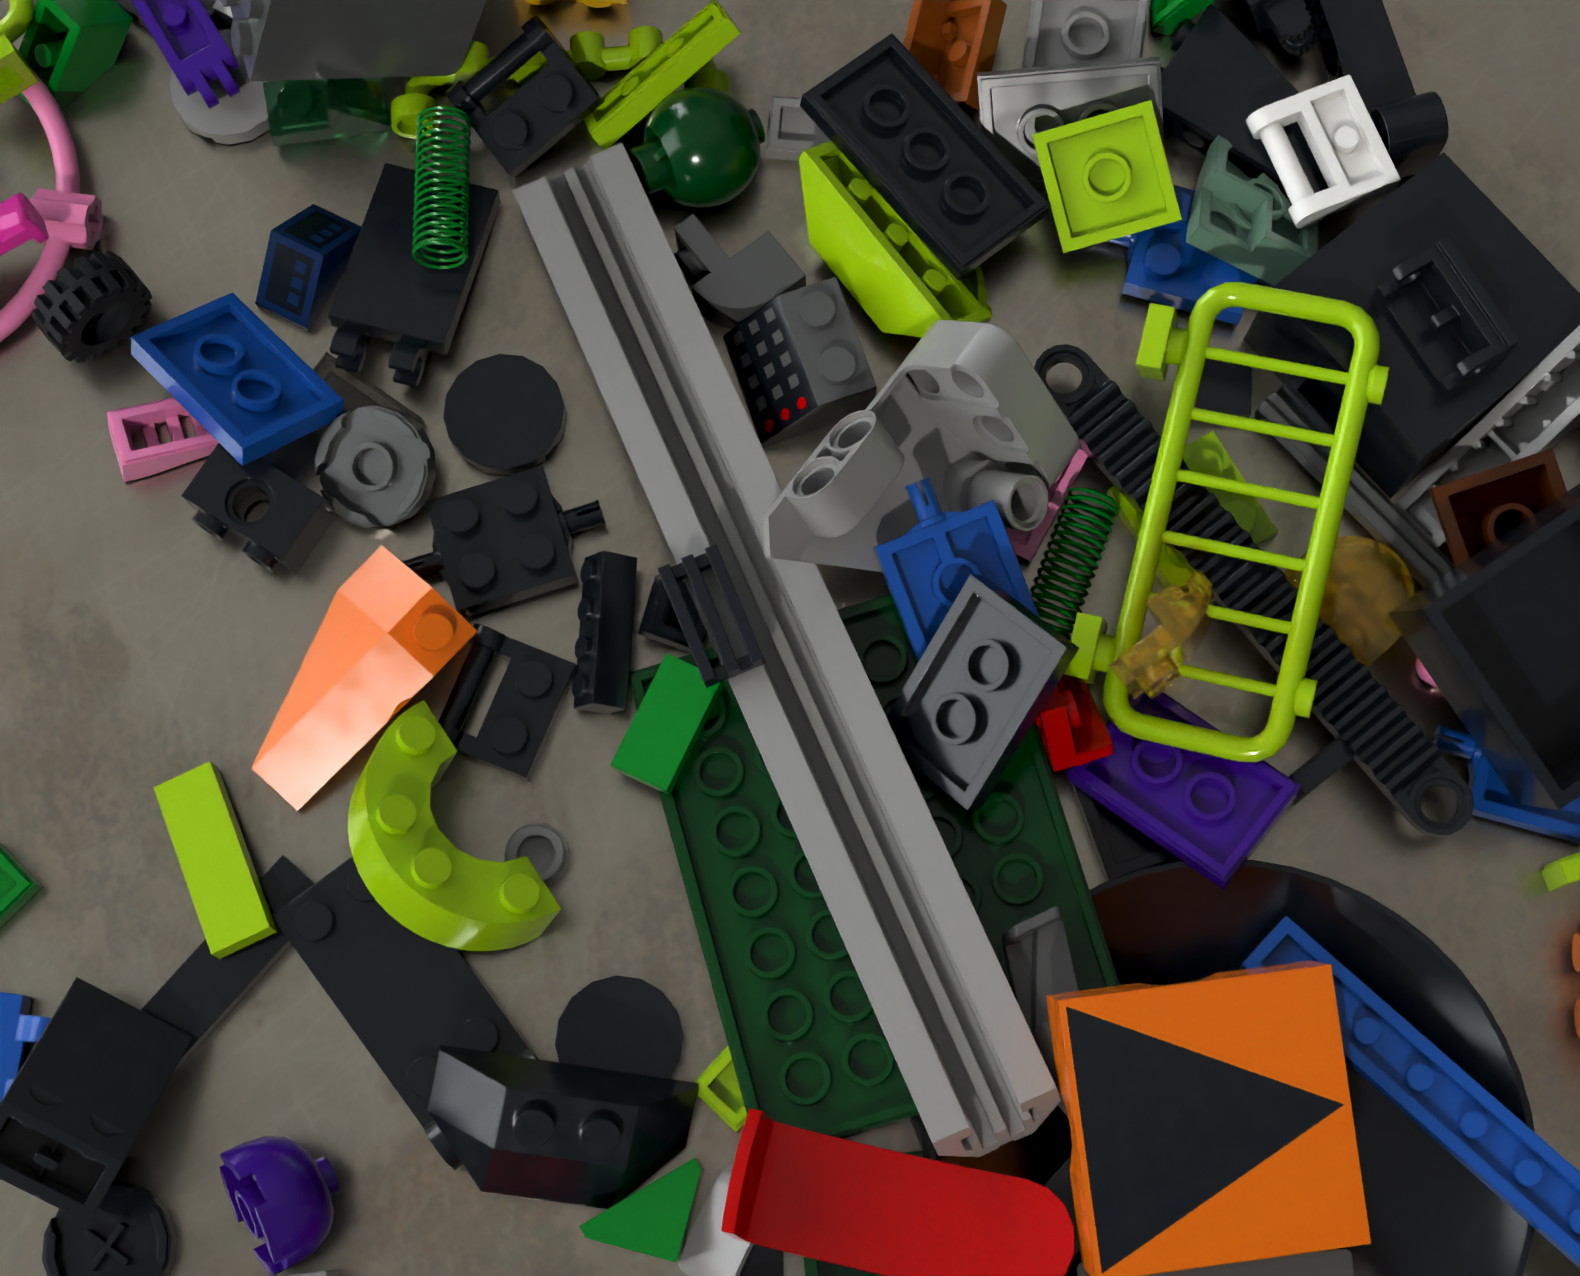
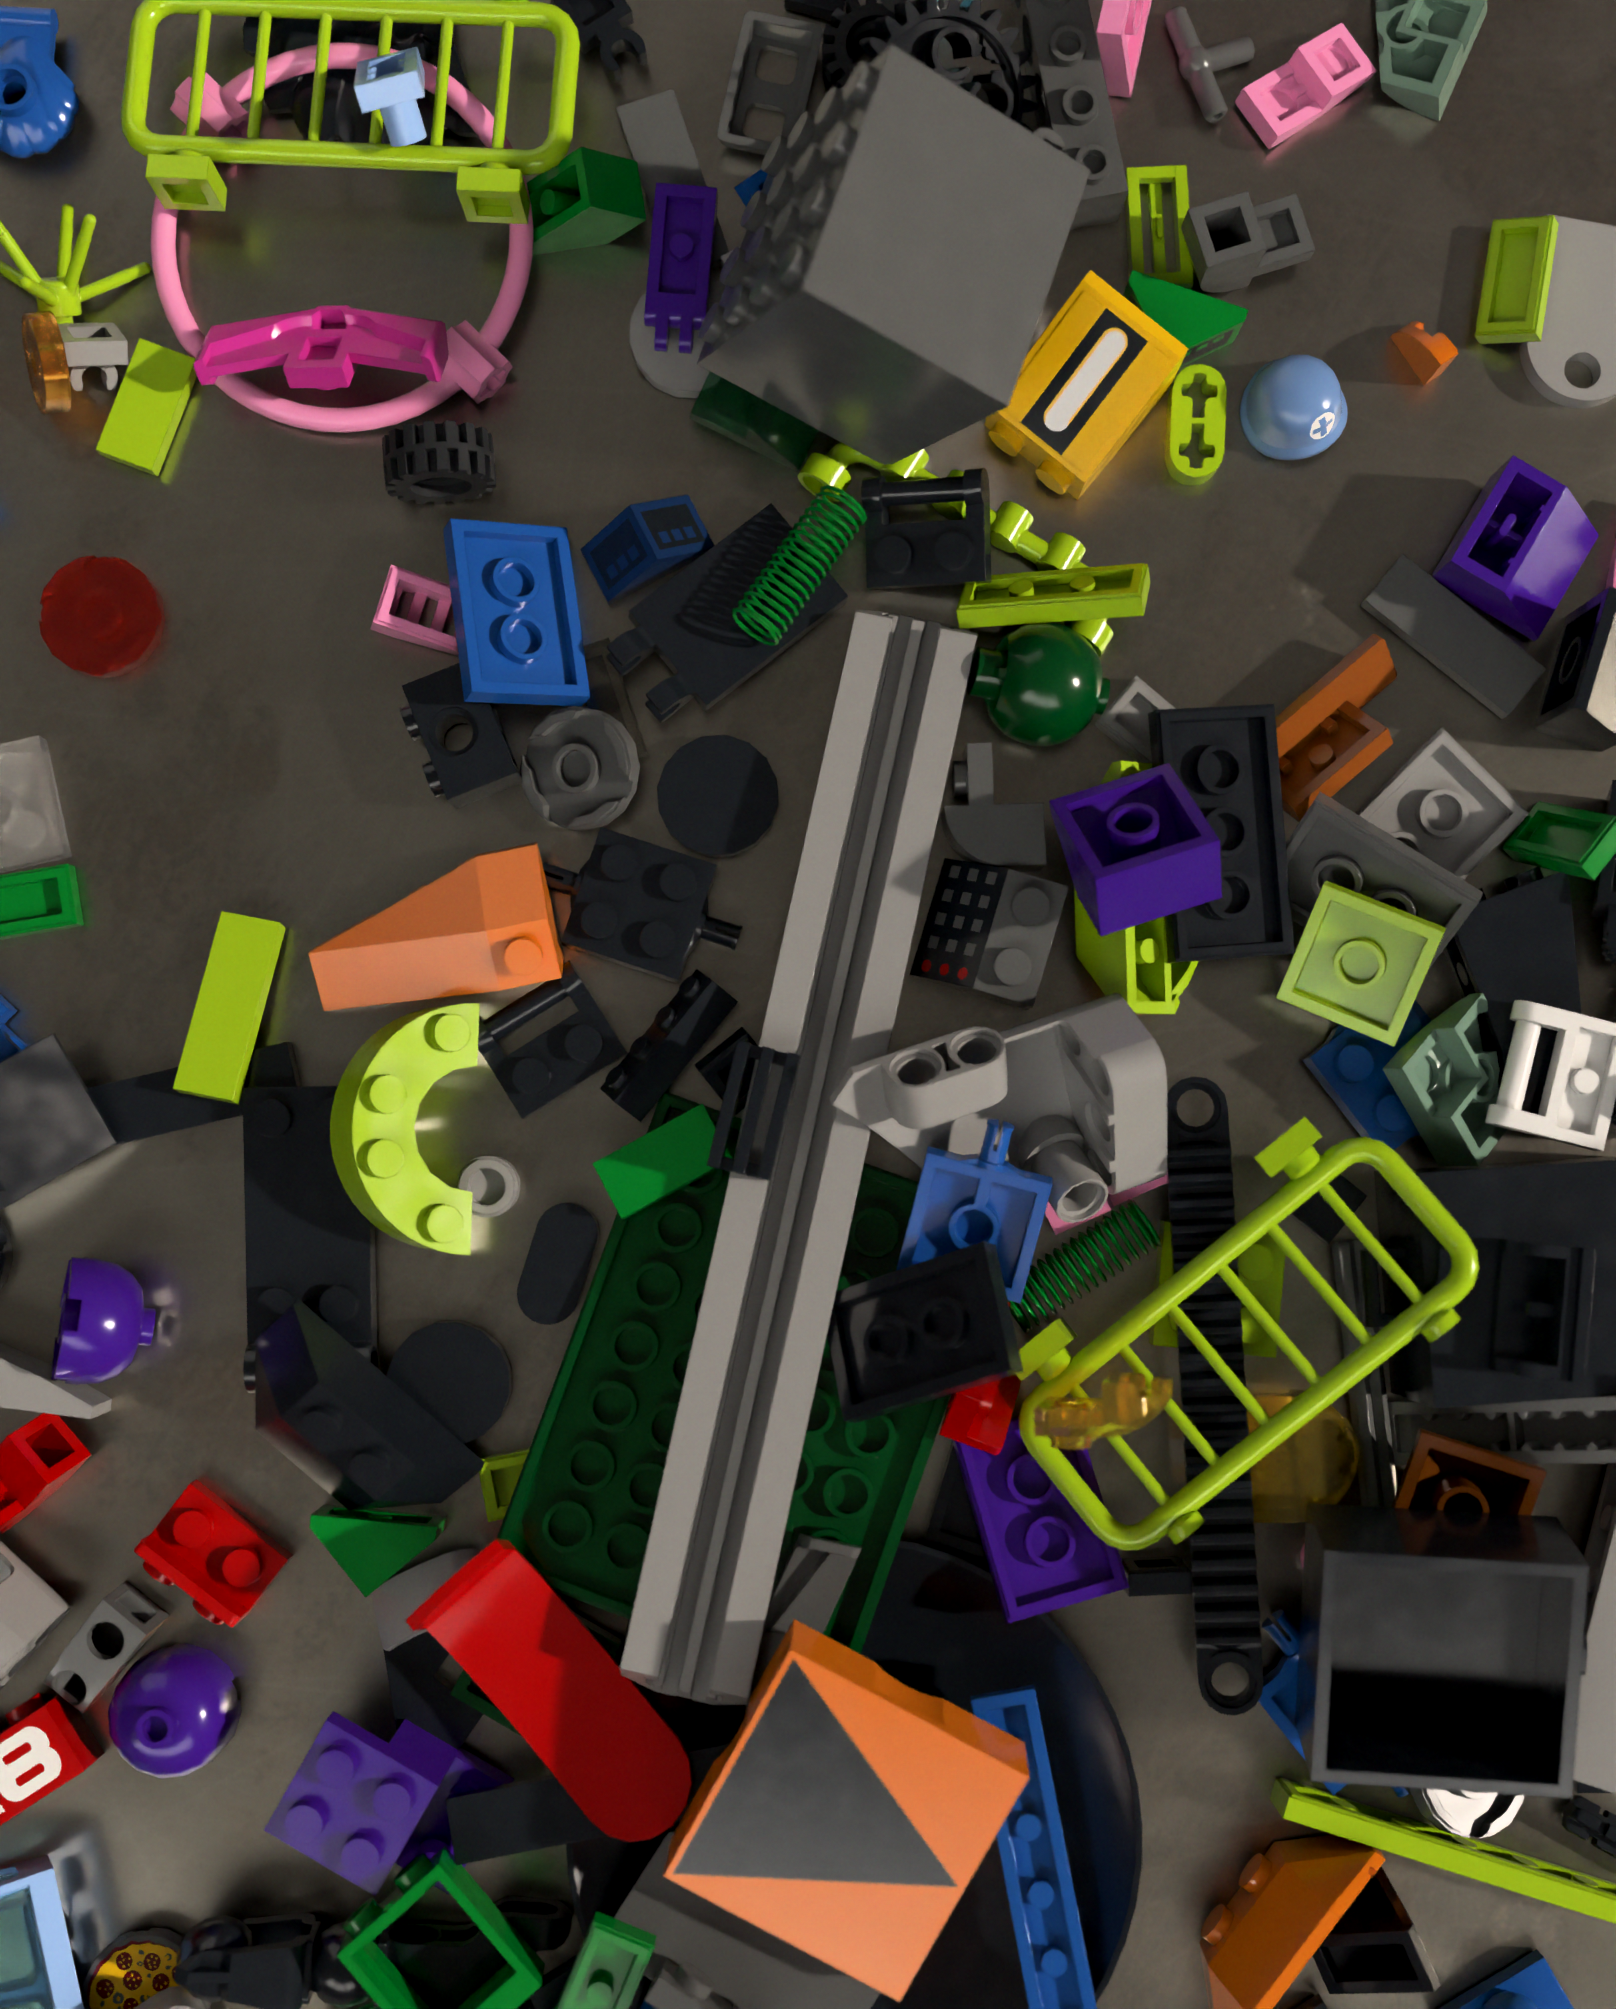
camera: 30 degrees right, 10 degrees up
(641, 875) = (558, 1263): none -> black tile
(867, 199) = (1137, 849): none -> dark purple slope

